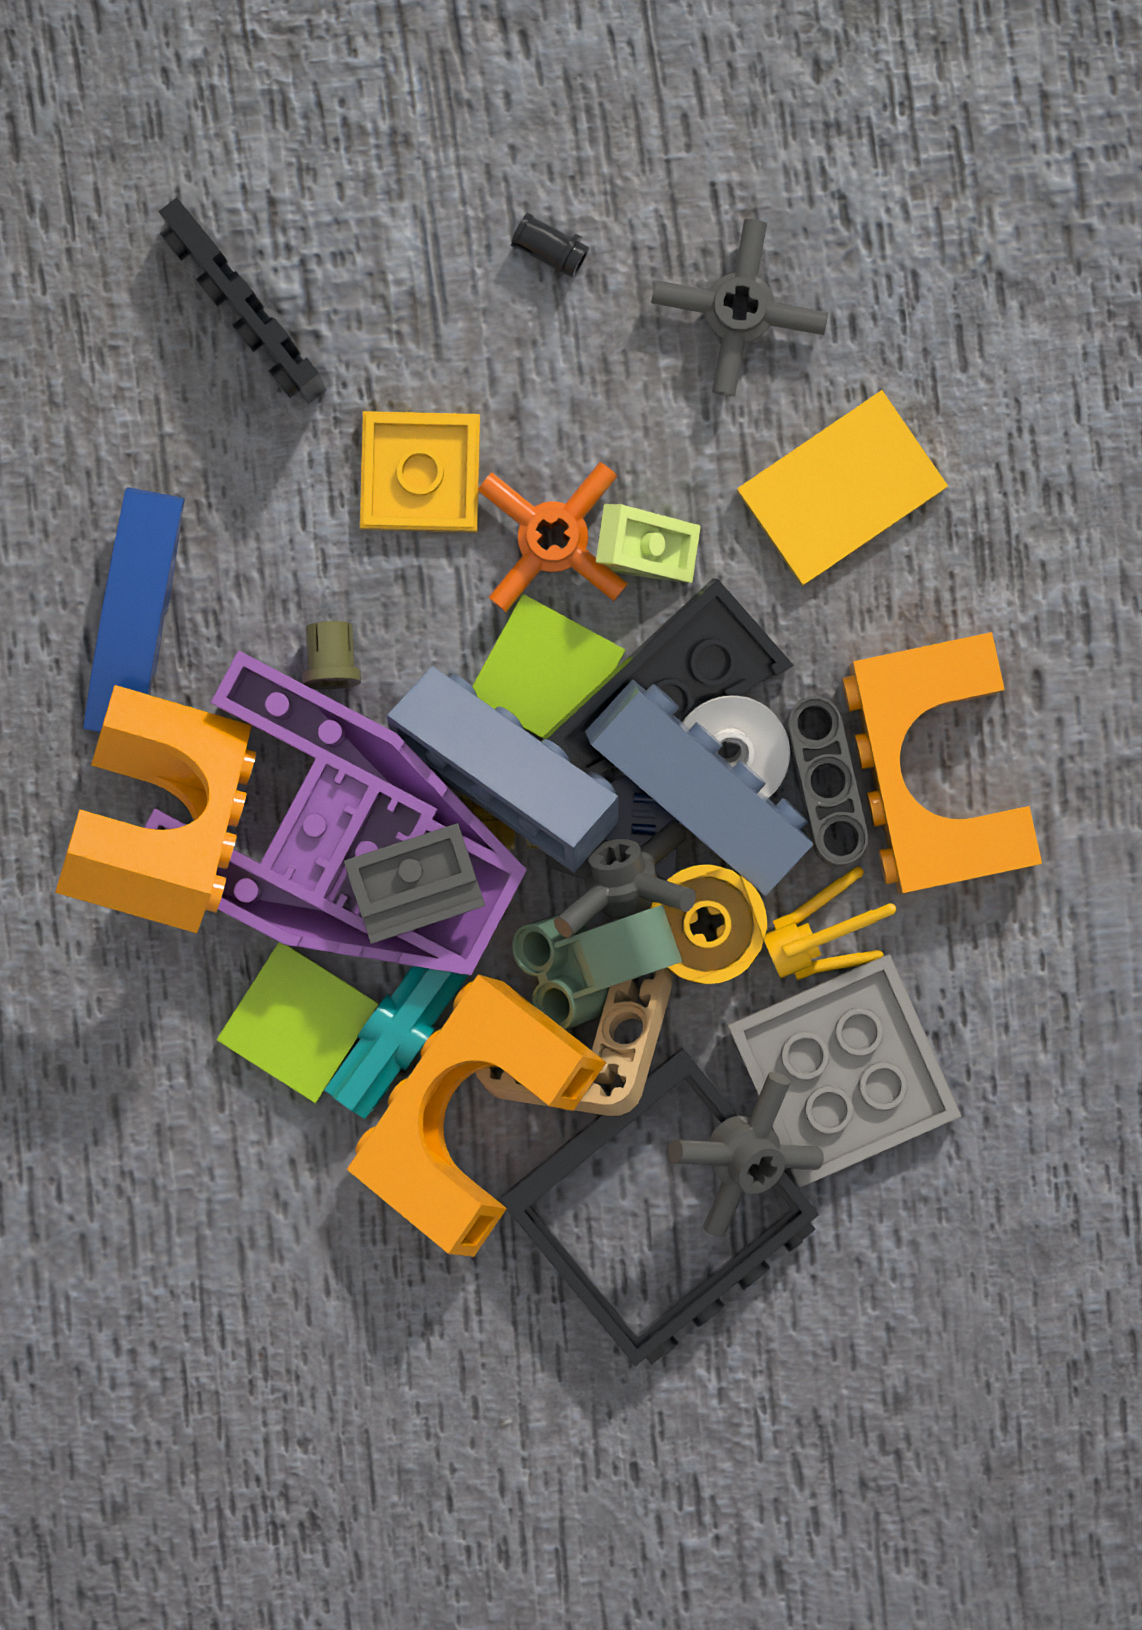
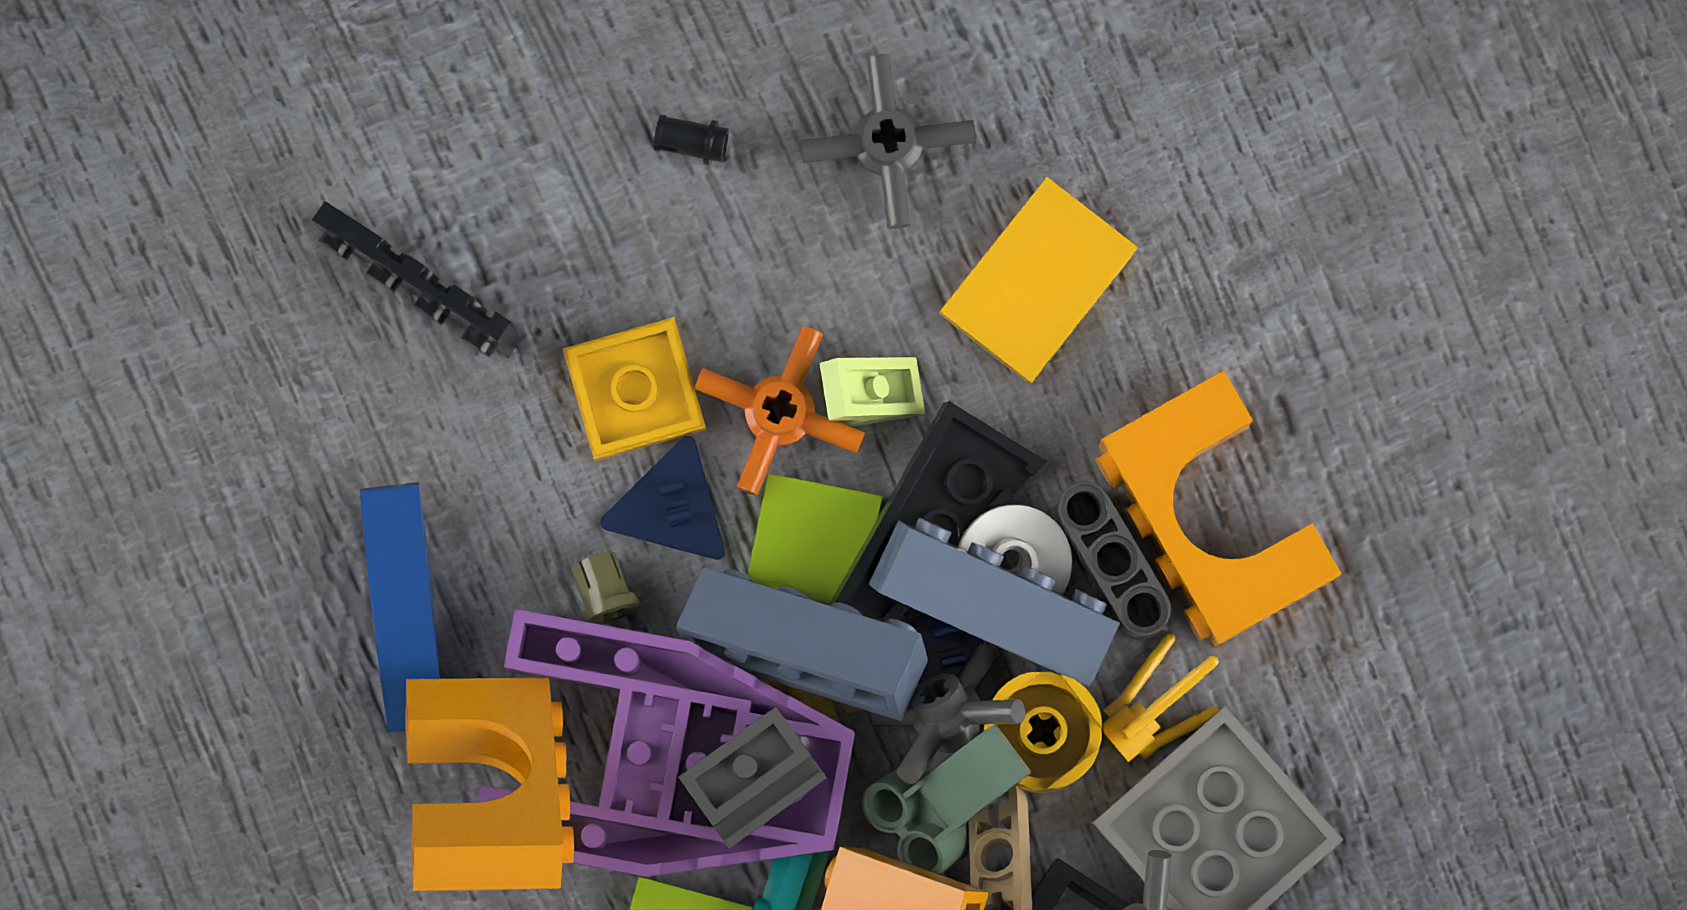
camera: 15 degrees left, 5 degrees down
(420, 595) = (670, 506): none -> dark blue piece

